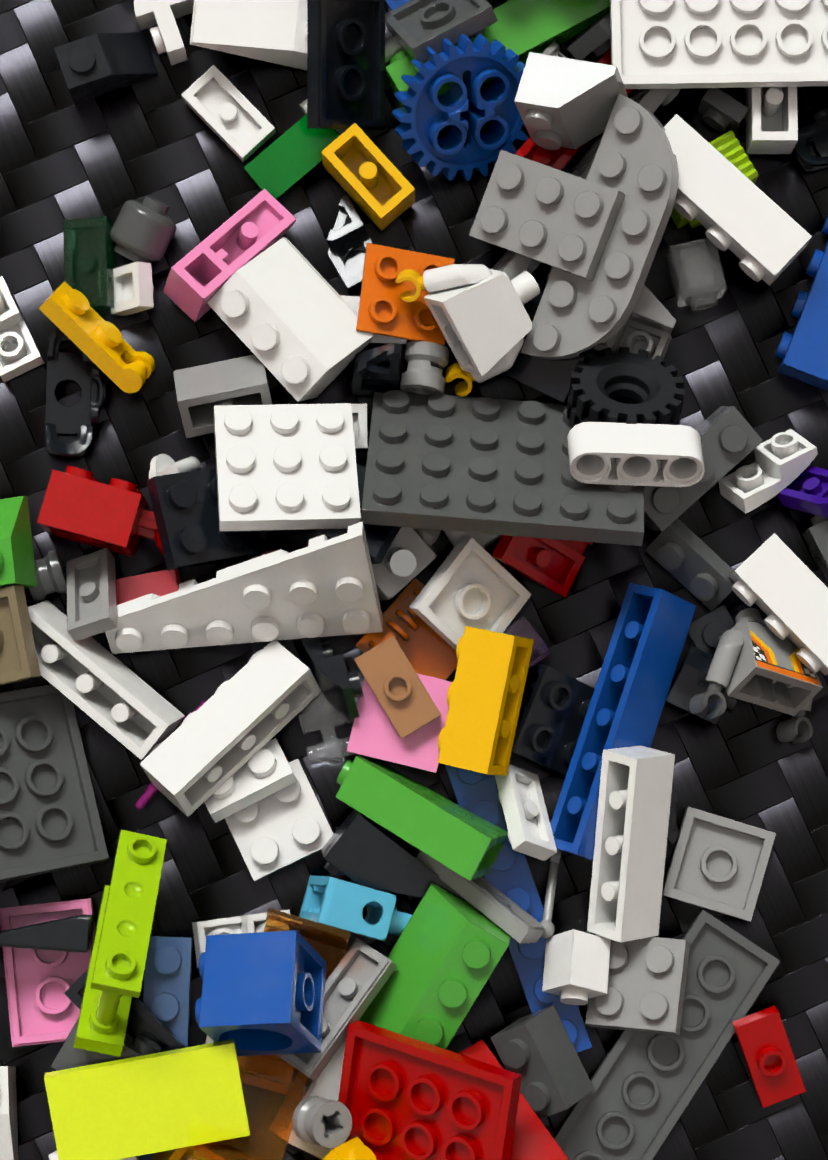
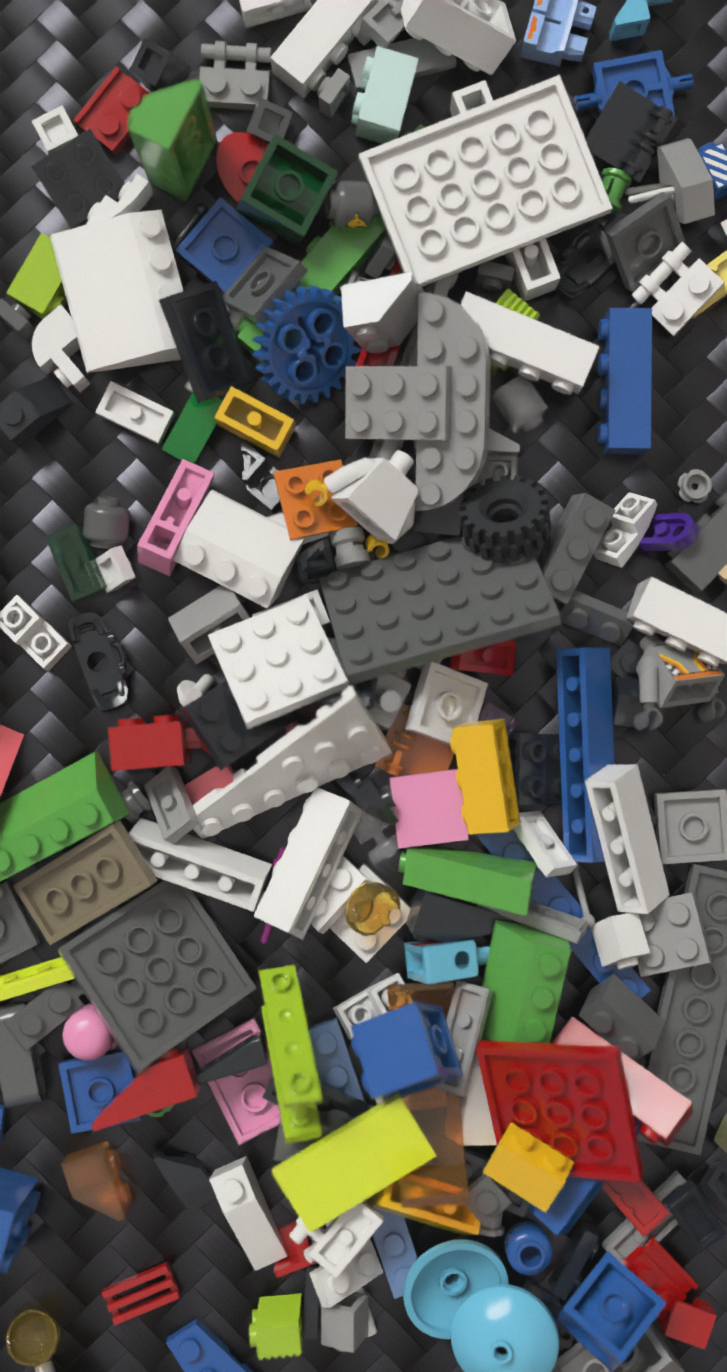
camera: 20 degrees left, 5 degrees up
(98, 339) = (104, 615): yellow plate -> none
(285, 809) = (370, 907): none -> clear yellow hair
(310, 1123) = (477, 1116): light grey wheel -> none
(397, 687) = (418, 789): medium nougat plate -> none
(635, 454) = (530, 557): white beam -> none

